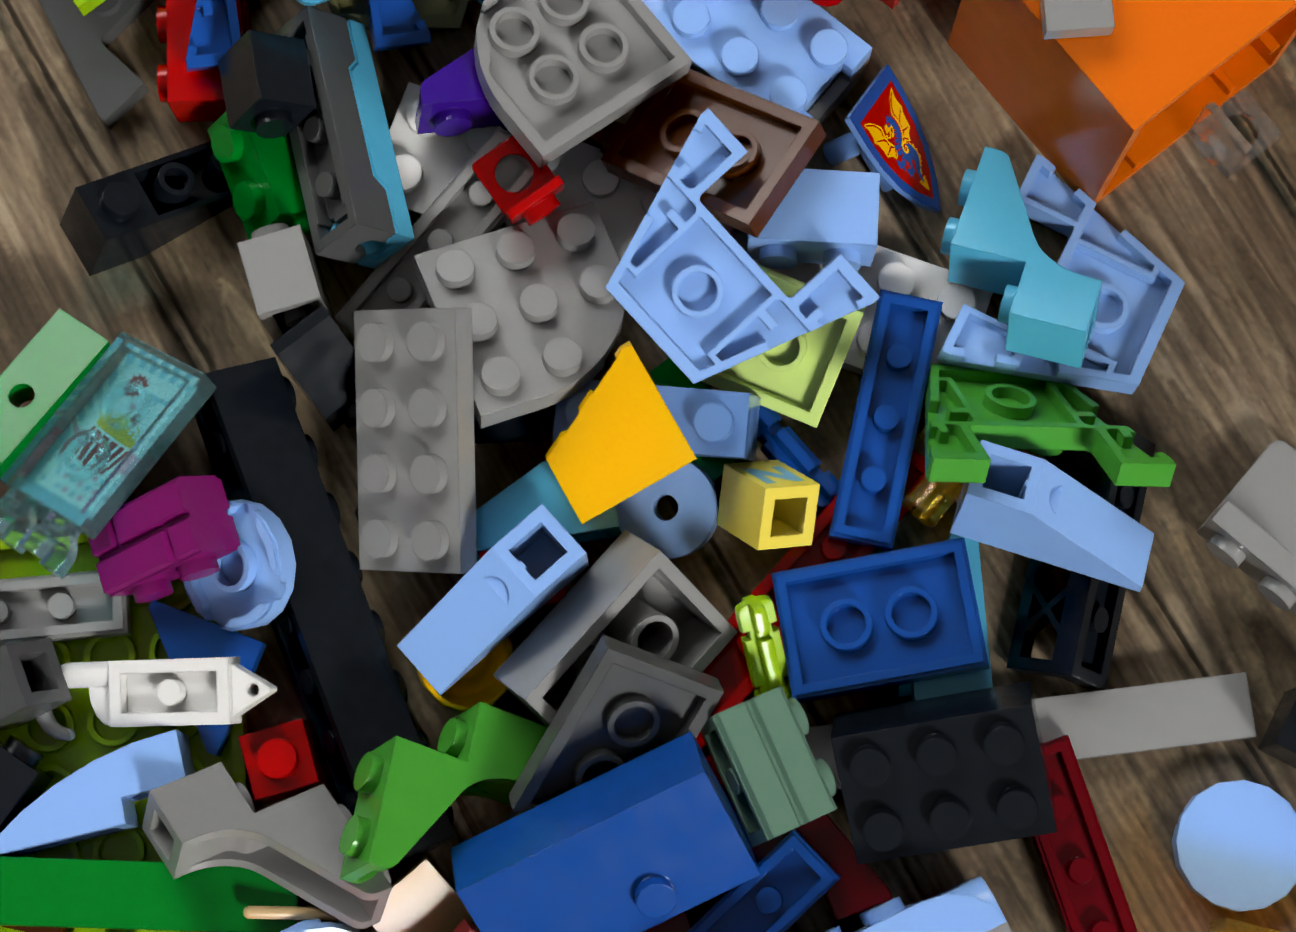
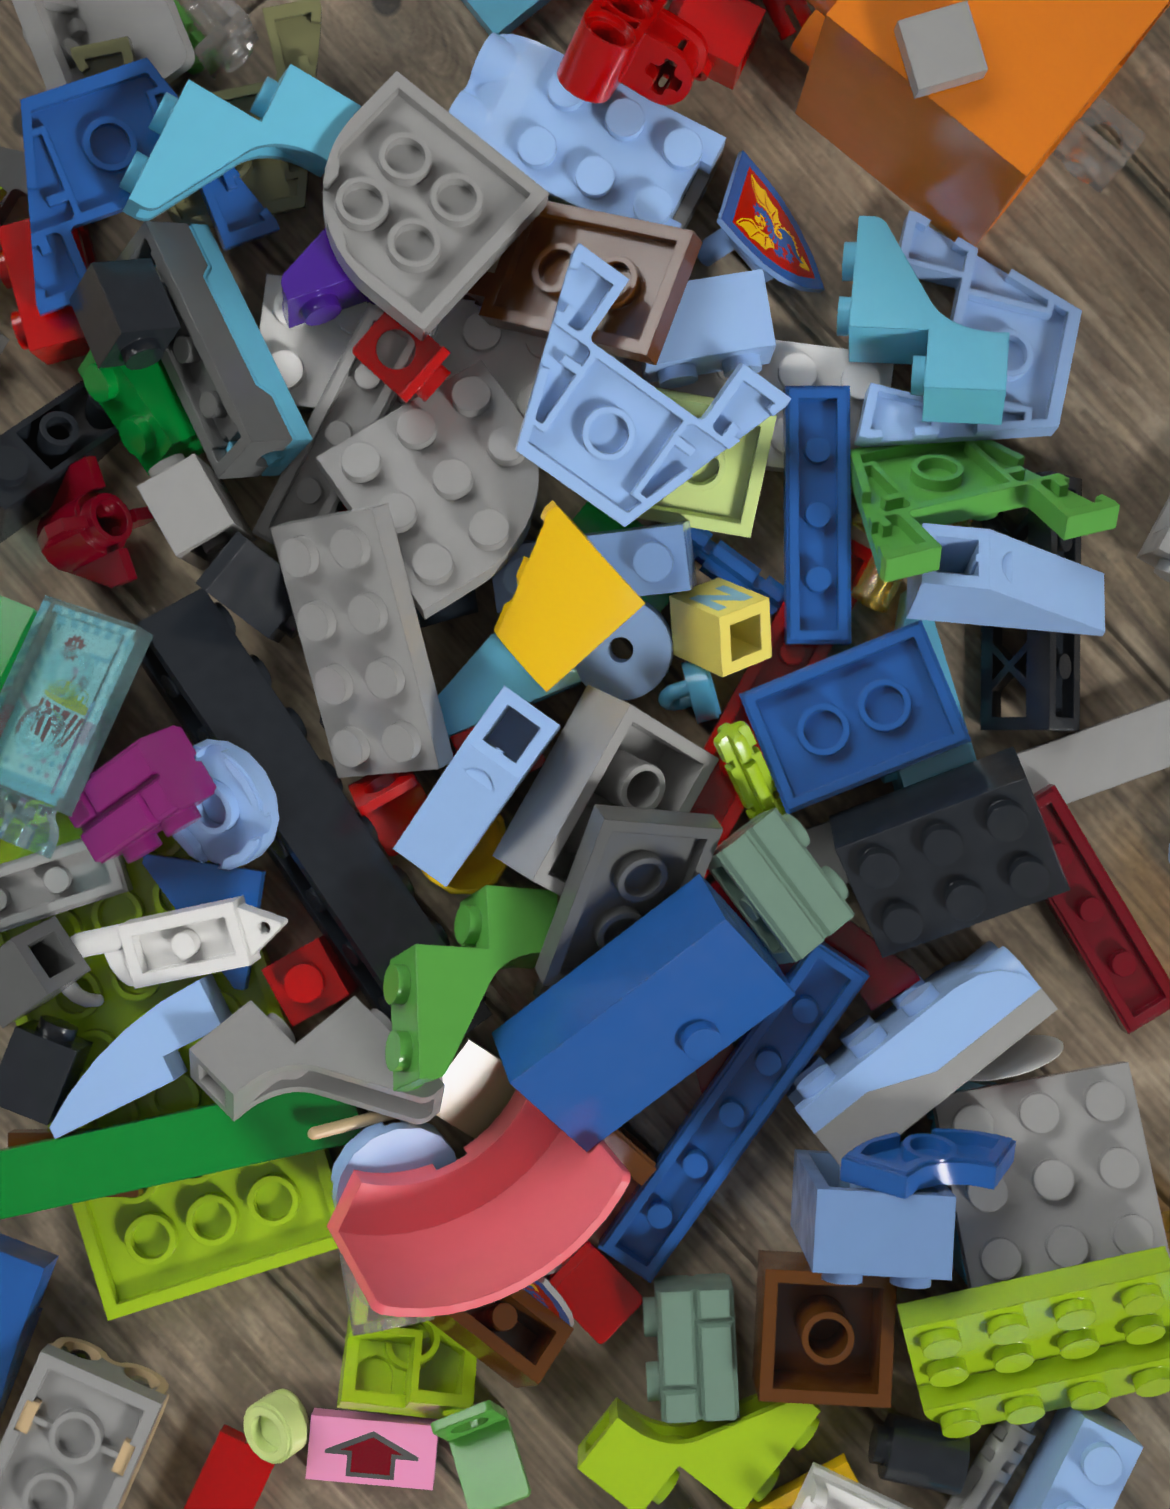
camera: 15 degrees left, 10 degrees up
(175, 276) = (84, 531): none -> dark red brick
(402, 603) = (388, 803): none -> red bracket
(735, 568) = (694, 692): none -> dark azure tile

